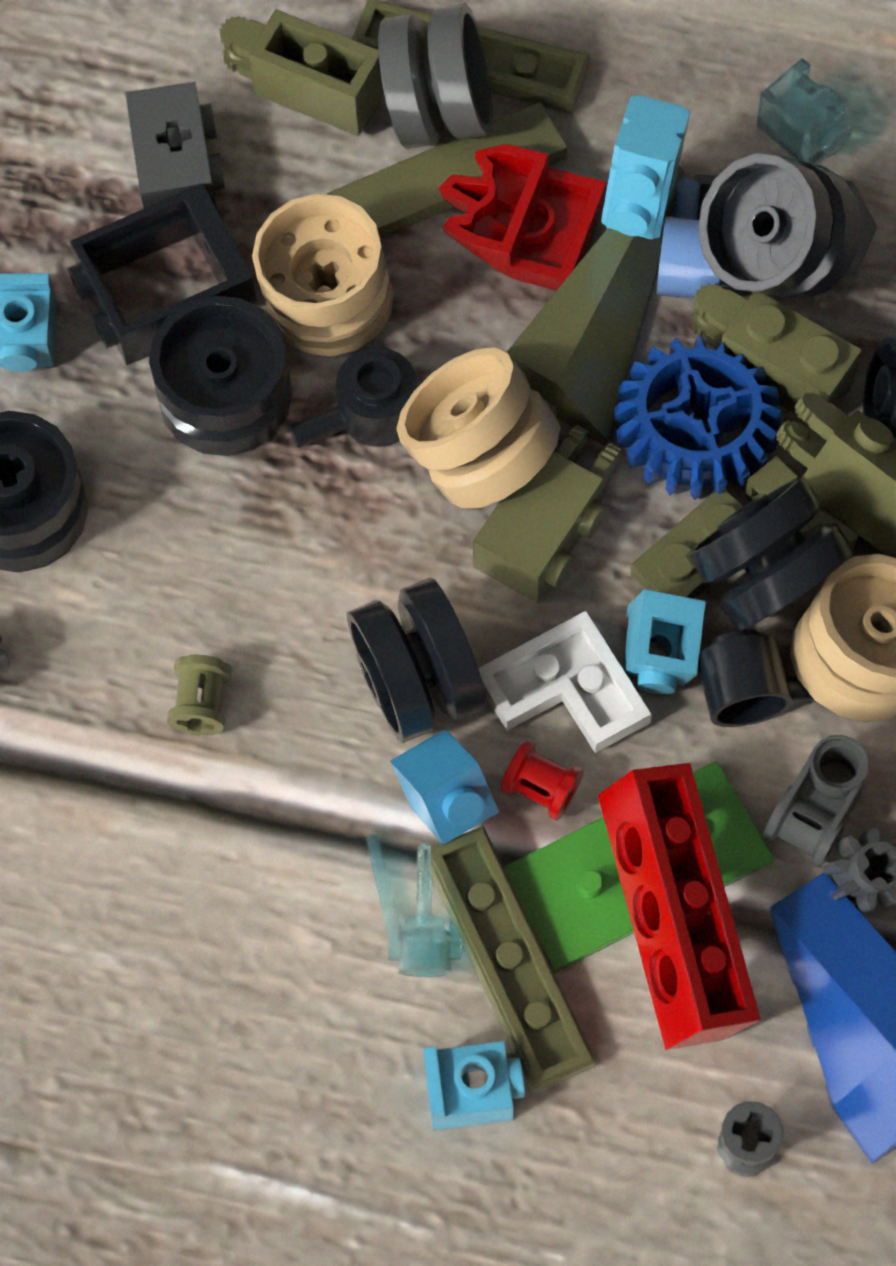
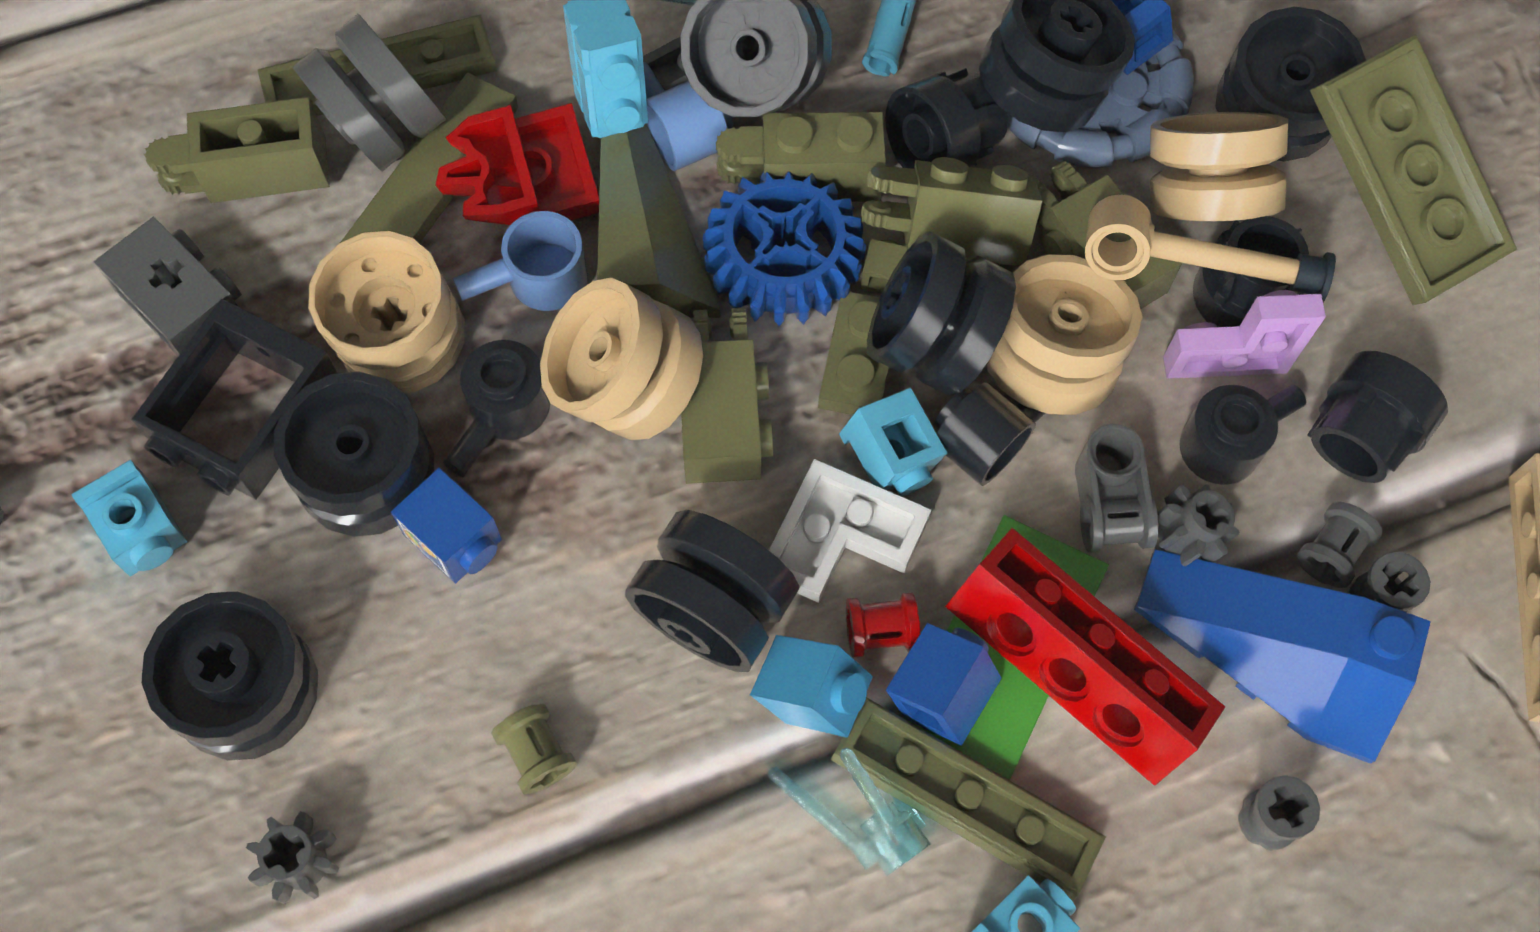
camera: 40 degrees left, 0 degrees up
(254, 479) = (448, 526): none -> blue brick
(479, 302) = (539, 260): none -> medium blue piece
(551, 852) = (945, 682): none -> blue brick

